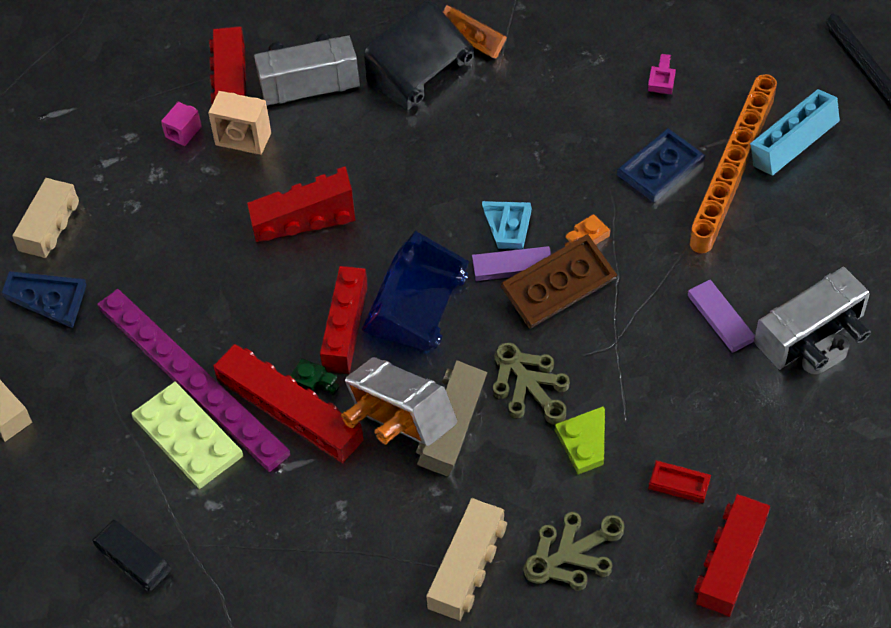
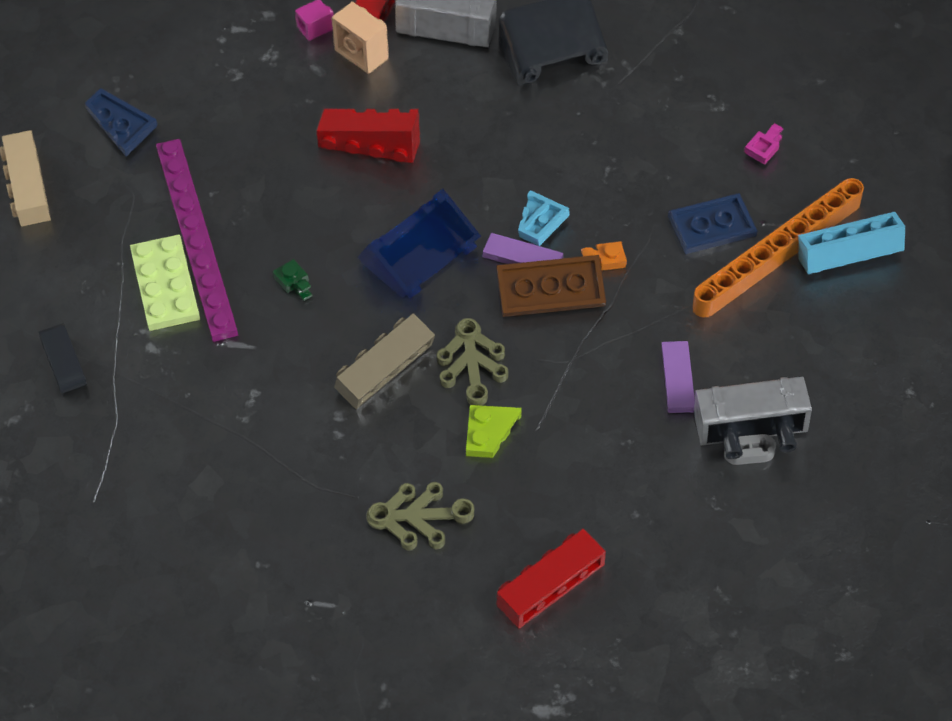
camera: 25 degrees right, 0 degrees up
(46, 218) = (156, 55): tan brick -> none
(288, 402) = (260, 291): red brick -> none
(344, 320) = (346, 241): red brick -> none
(398, 402) = (341, 326): flat silver piece -> none
(466, 559) = (324, 480): tan brick -> none
(476, 33) = (617, 37): orange plate -> none
(679, 481) = (547, 499): red tile -> none

